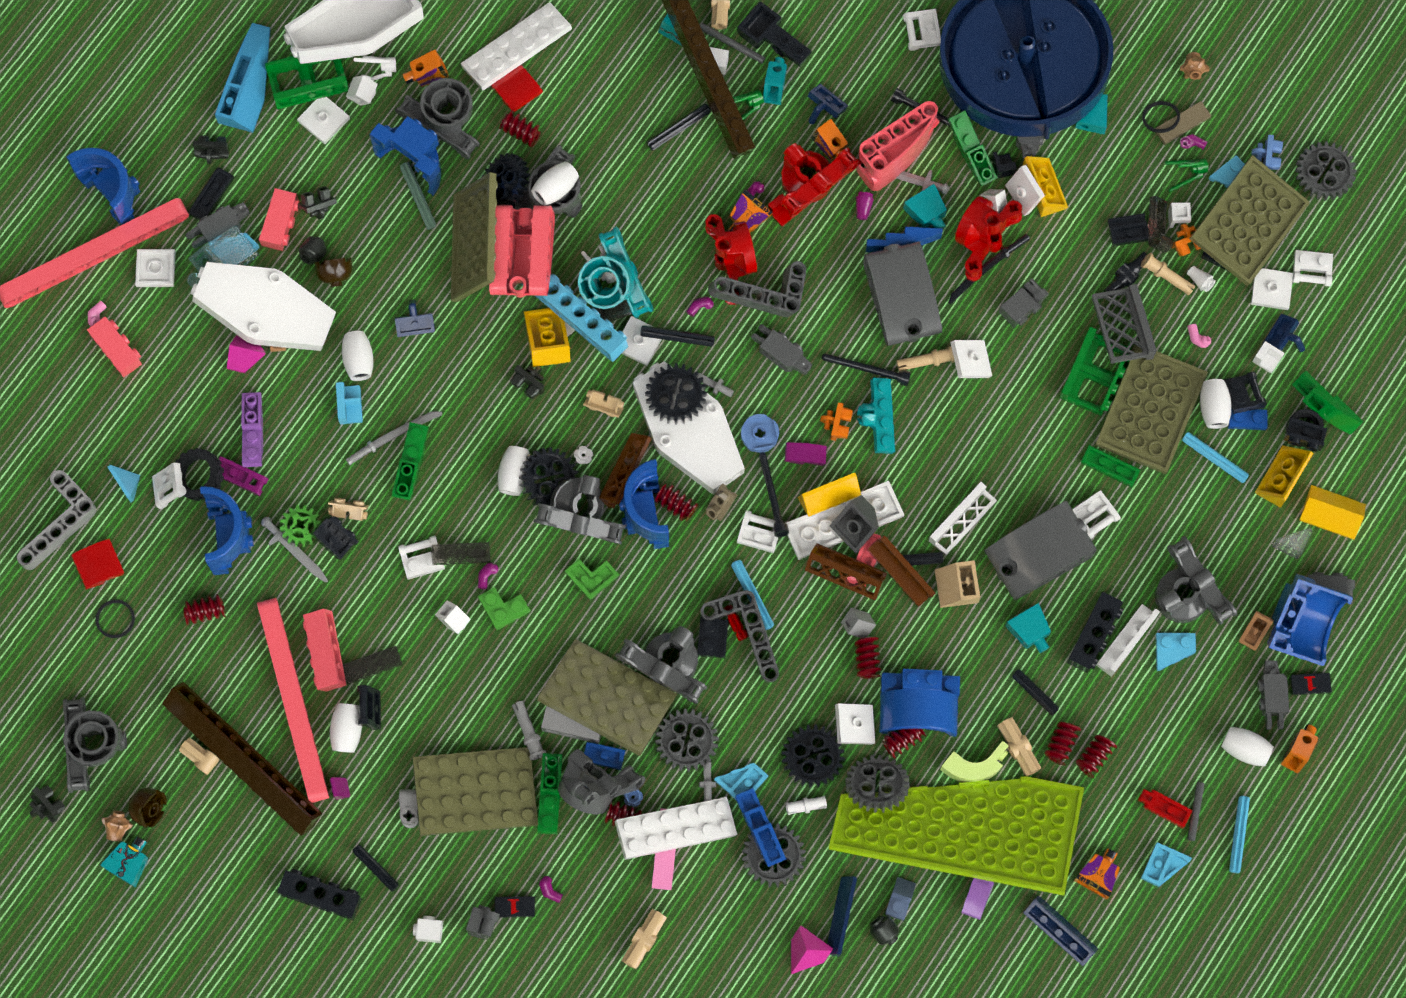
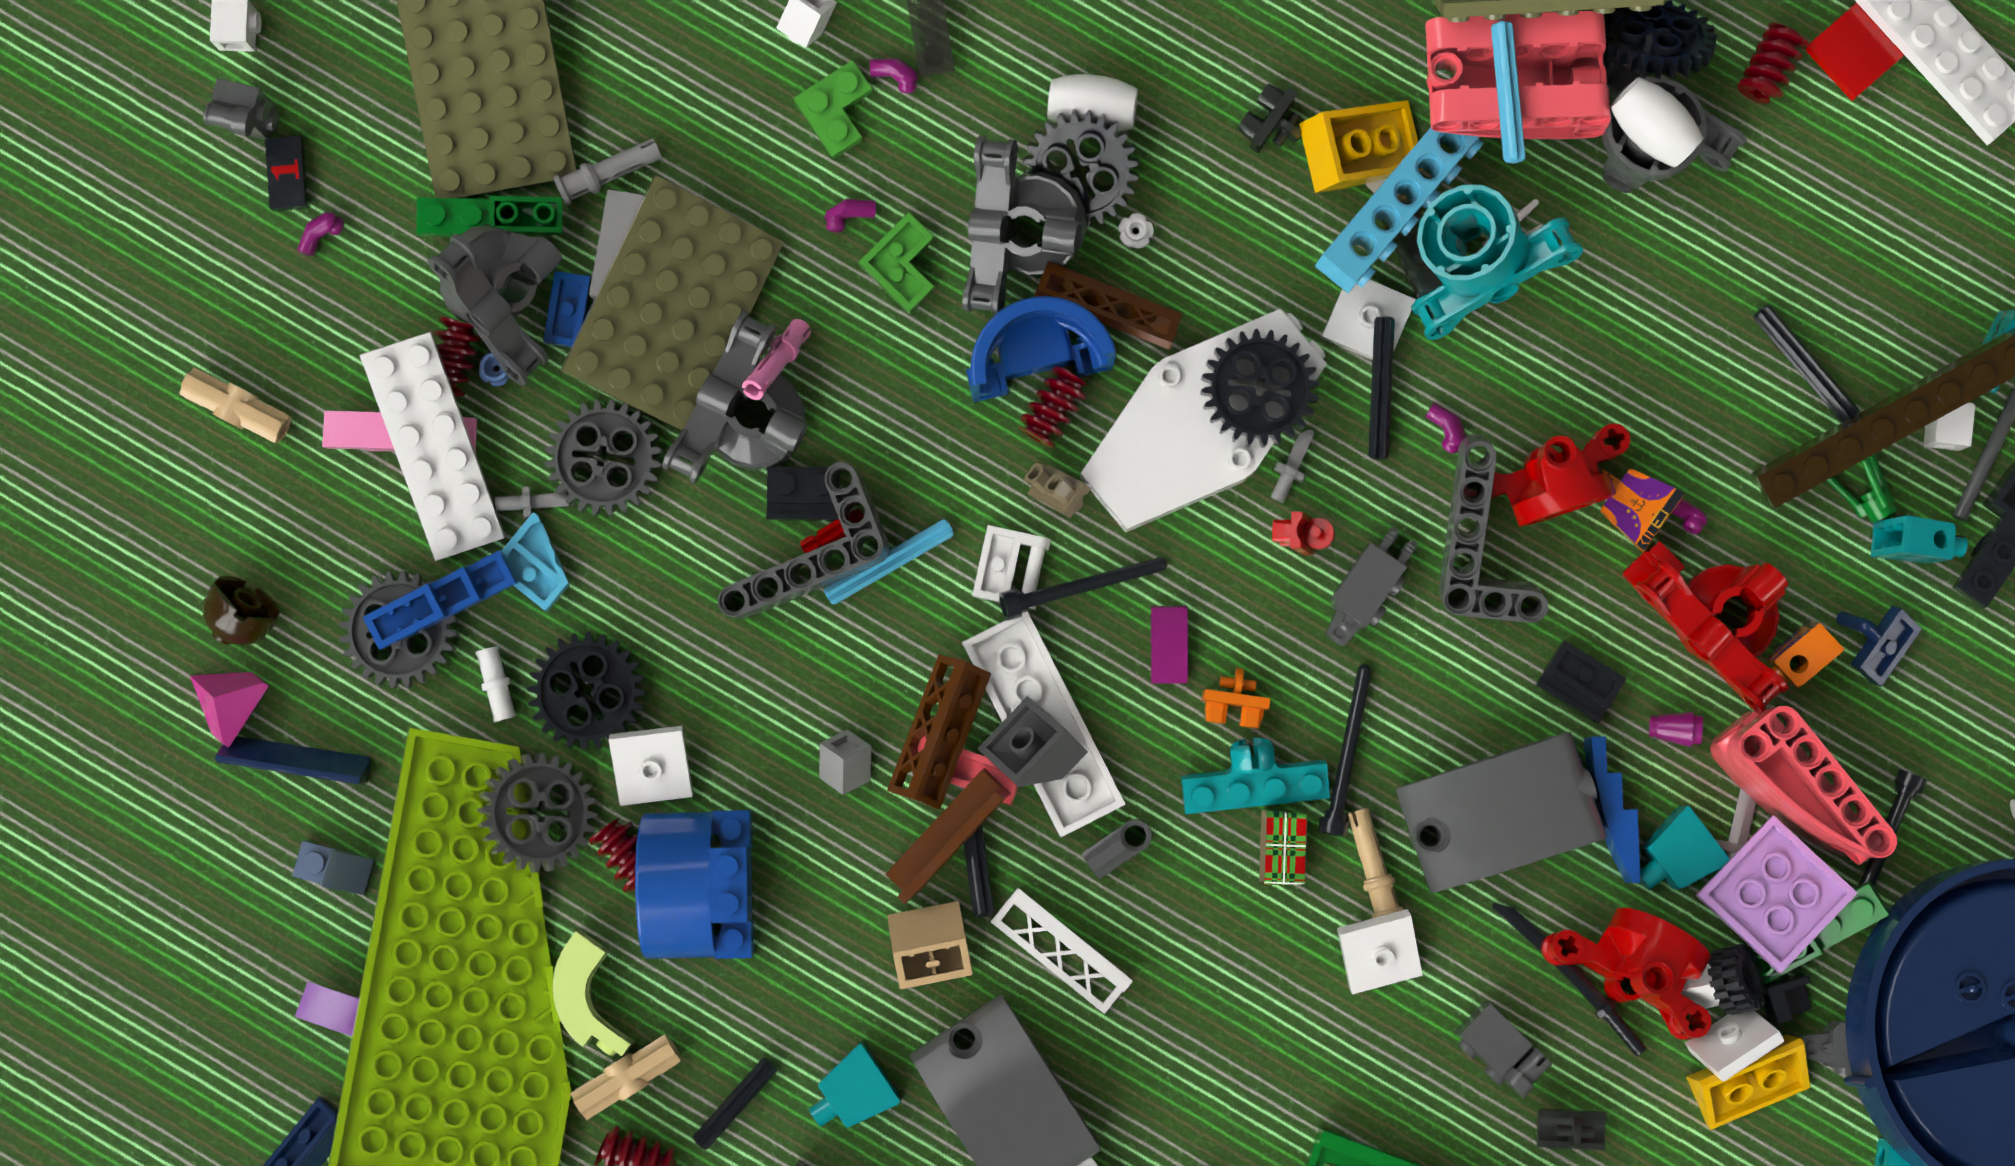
camera: 85 degrees right, 10 degrees up
(534, 253) = (1508, 92): none -> medium azure axle
(559, 603) = (846, 209): none -> magenta arm
(595, 401) = (1232, 271): tan hinge -> none
(642, 642) = (783, 350): none -> bright pink pin
(752, 380) = (1303, 533): none -> red hips
(760, 940) = (237, 613): none -> dark brown cylinder
(766, 425) = (1213, 538): medium blue plate -> none
(830, 494) = (1088, 693): yellow slope -> none
(837, 250) = (1580, 681): none -> black plate
(867, 658) = (778, 783): dark red piece -> none
(884, 930) = (269, 840): pearl dark grey head -> none
(912, 487) = (1114, 849): none -> dark grey piece
(915, 403) = (1283, 848): none -> piece
(951, 163) = (1776, 894): none -> lavender plate
(993, 185) = (1737, 979): none -> black tyre
(1065, 273) = (1571, 1129): none -> pearl dark grey hips

